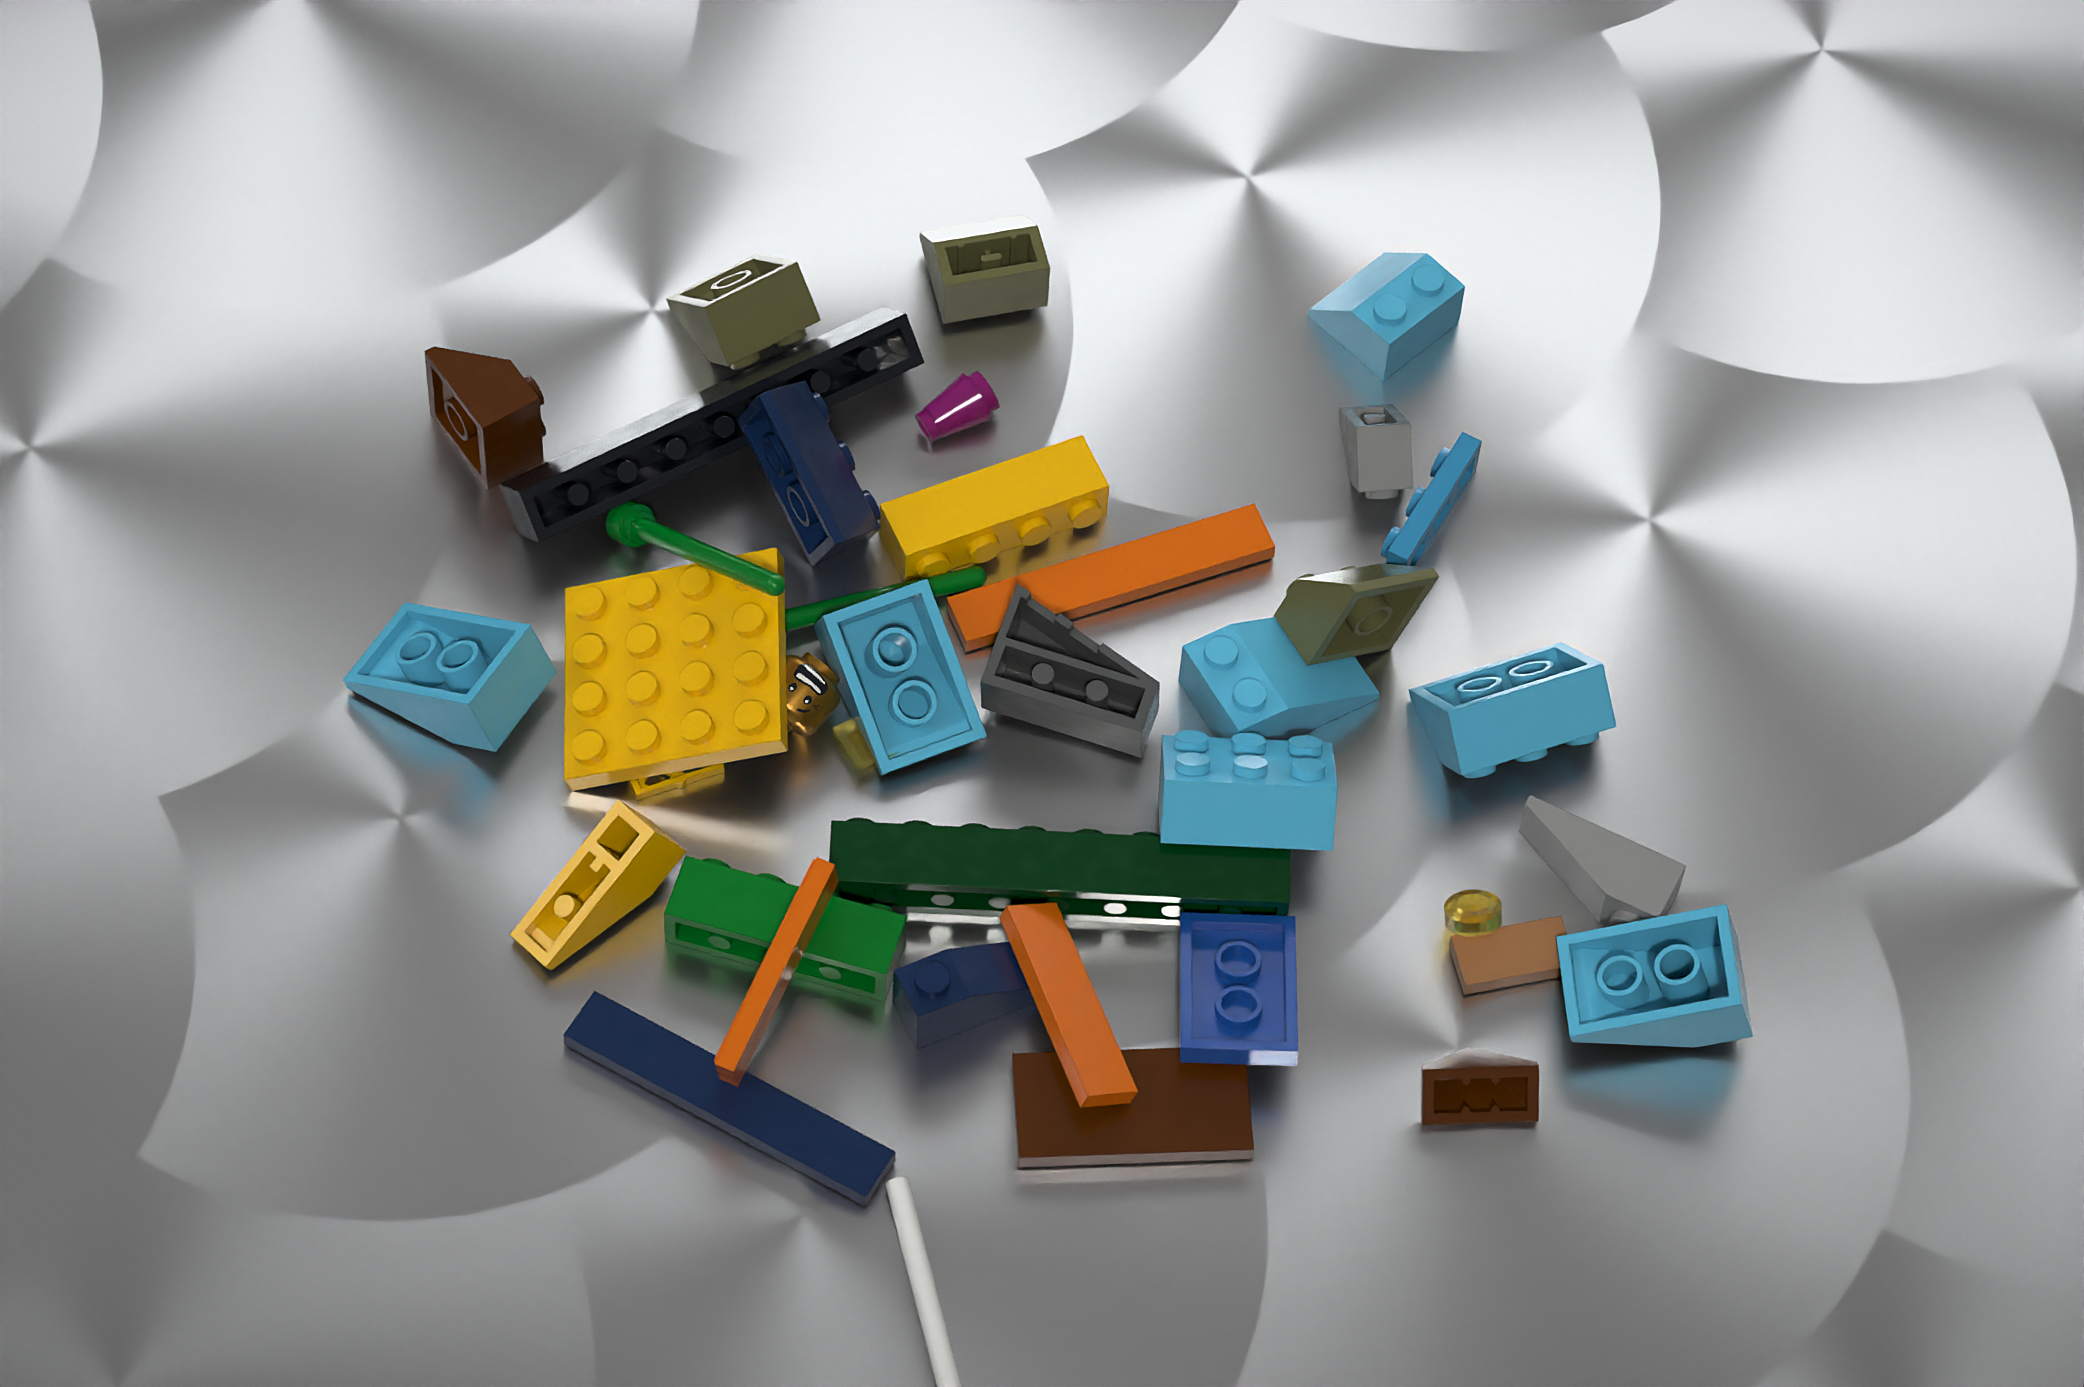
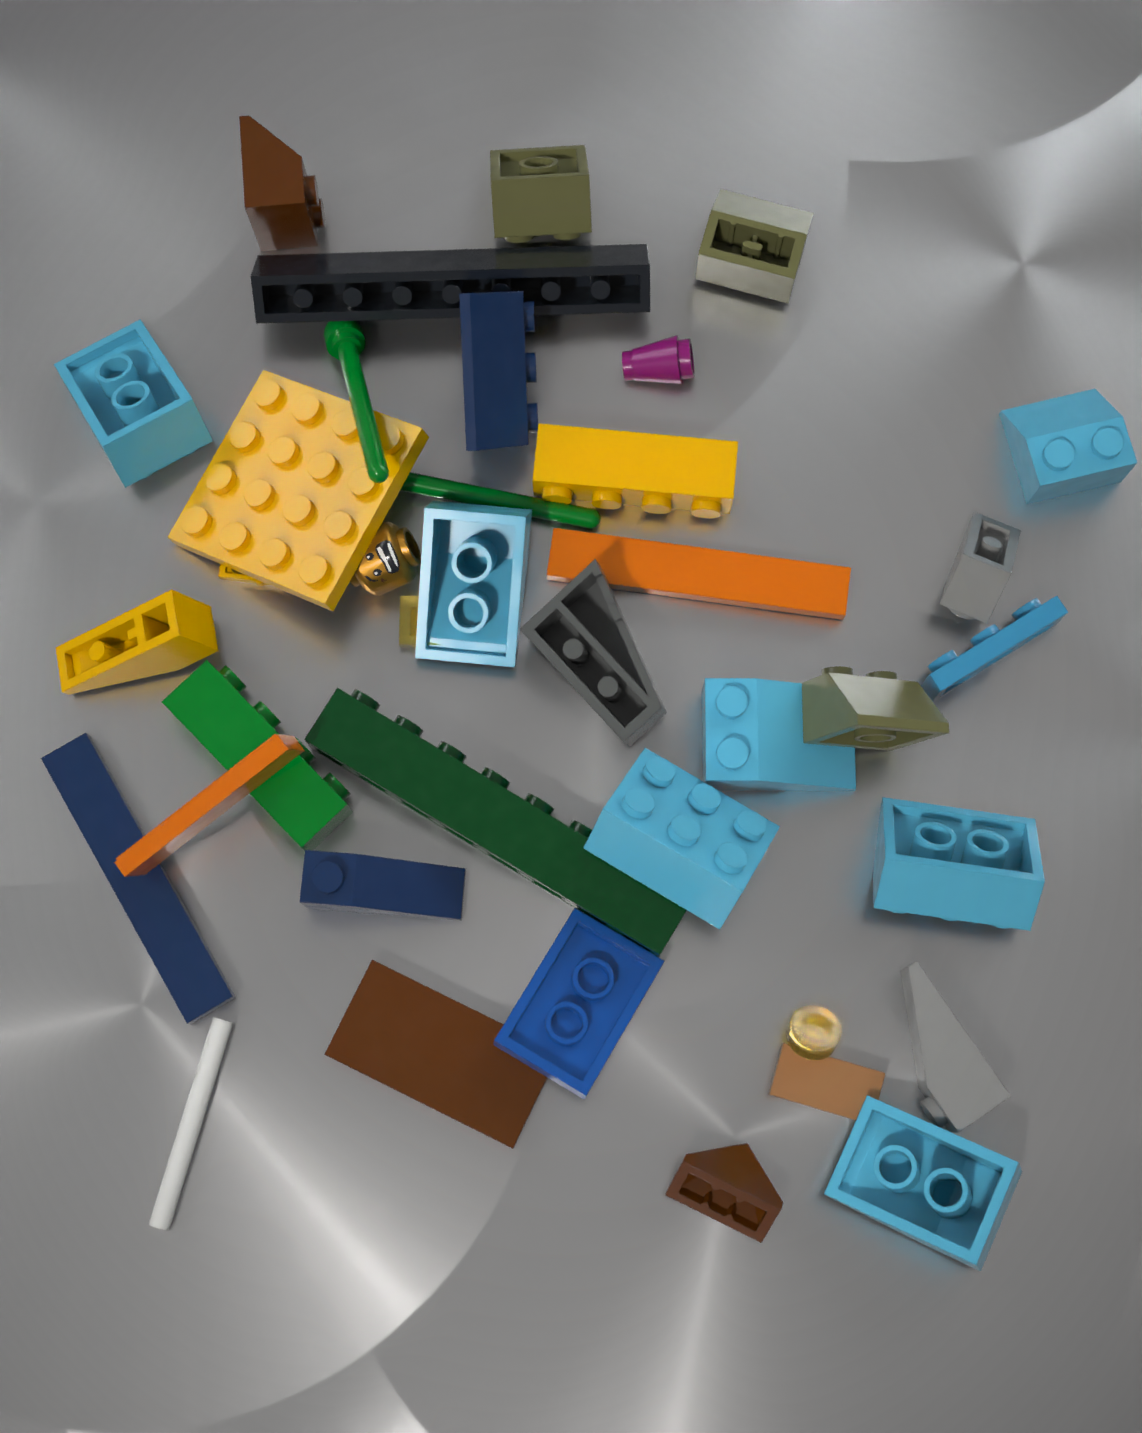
camera: 35 degrees right, 20 degrees up
(1068, 1005) = (433, 947): orange tile -> none

